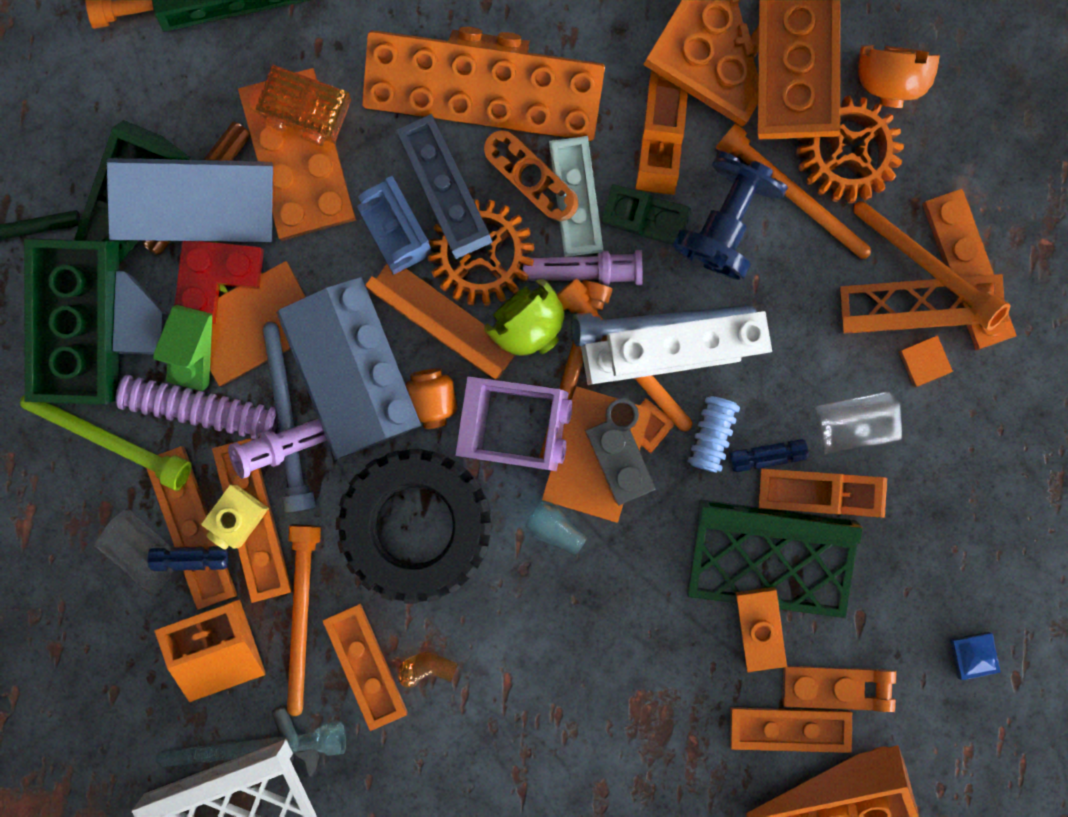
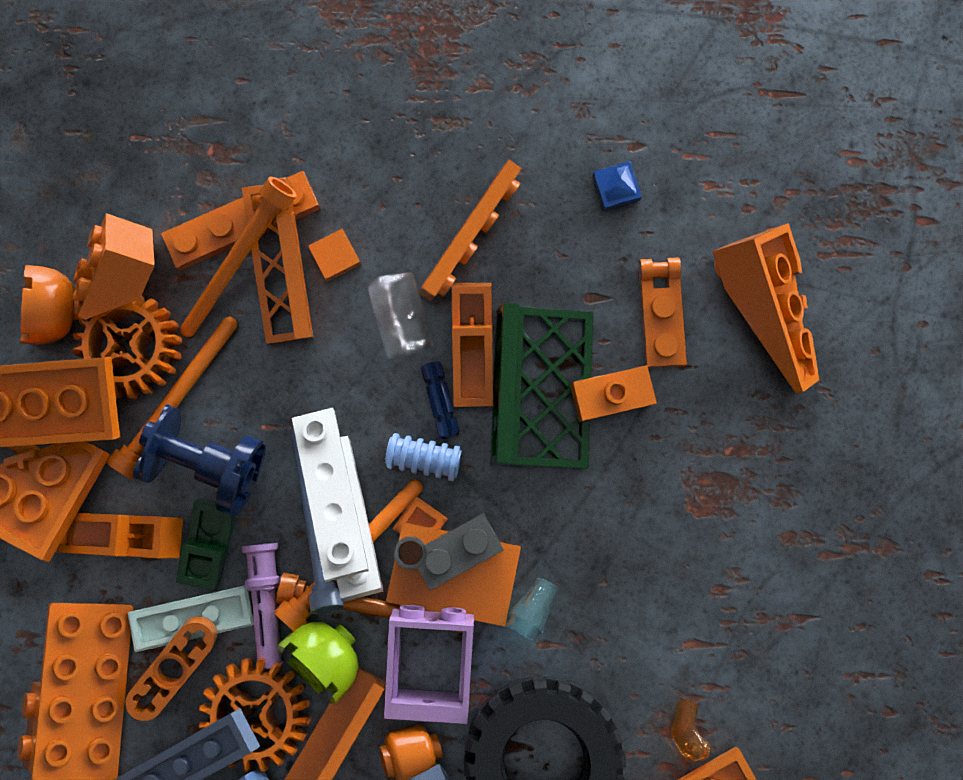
camera: 90 degrees left, 5 degrees down
(790, 729) = (708, 356): orange plate -> none
(931, 143) = (115, 267): none -> orange slope
(951, 512) = (481, 219): none -> orange plate

